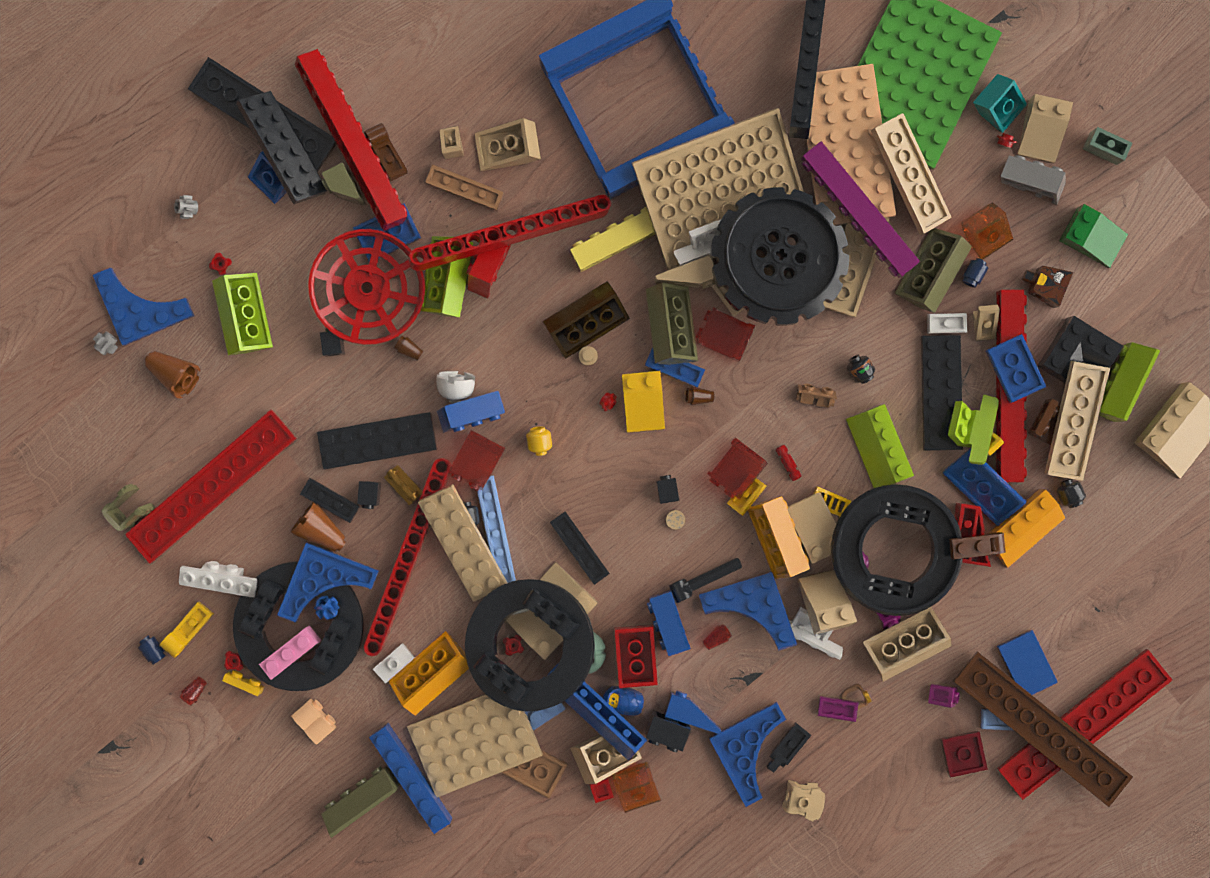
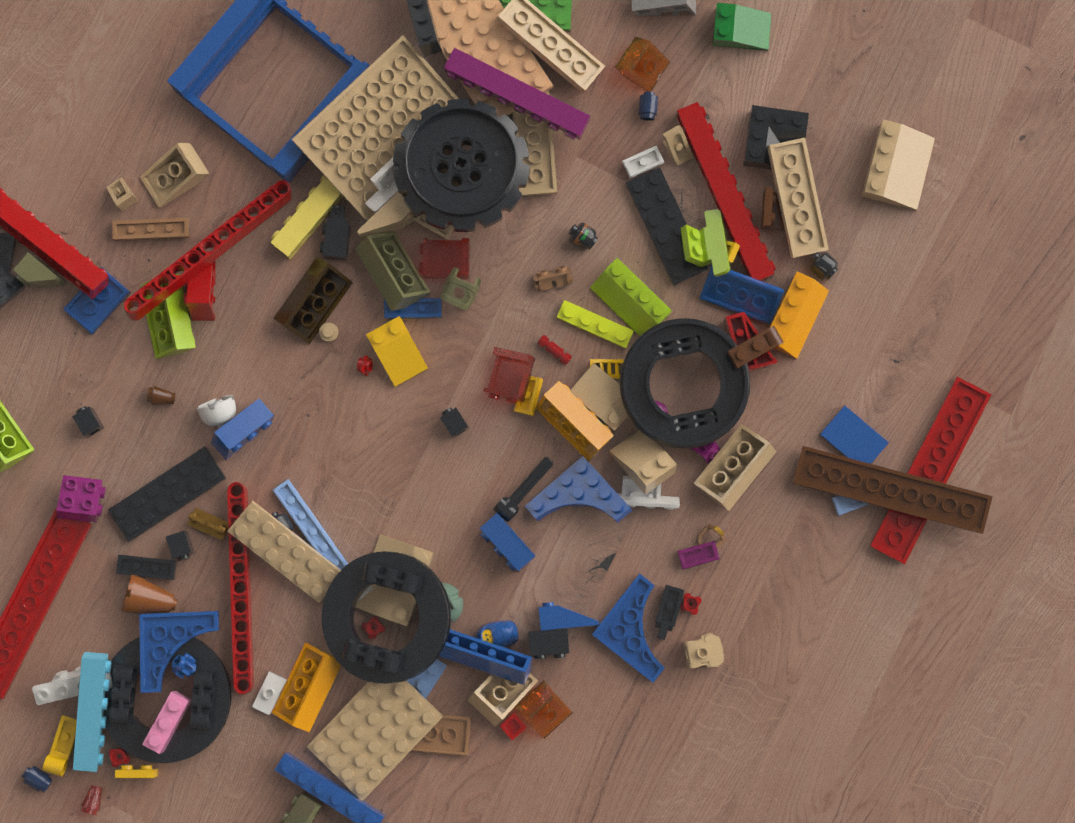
camera: 20 degrees left, 5 degrees down
(223, 615) = (91, 711): none -> medium azure brick
(296, 412) = (80, 499): none -> magenta brick
(314, 721) = (217, 779): light nougat brick -> none
(359, 276) = (88, 348): red dish -> none
(386, 152) = (65, 227): reddish brown plate -> none
(476, 461) = (266, 471): clear red panel -> none
(539, 440) = (316, 428): yellow head -> none
(579, 548) = (396, 510): black plate -> none
(634, 268) = (337, 235): none -> black hinge
(636, 656) = (490, 586): red brick -> none
(675, 519) = (473, 446): tan tile -> none
(698, 396) = (446, 324): reddish brown cone -> none
(717, 637) = (558, 537): clear red cone -> none
(721, 363) = (453, 282): none -> olive piece
(811, 755) = (687, 599): none -> red plate
(836, 455) = (595, 324): none -> neon yellow plate
(939, 263) = (609, 119): olive slope -> none
(943, 695) = (790, 500): magenta bracket -> none
(964, 754) = (832, 545): dark red plate -> none
(1015, 368) = (721, 174): blue tile -> none
(1048, 284) = (718, 87): reddish brown torso -> none
(1127, 381) = (826, 143): lime slope -> none

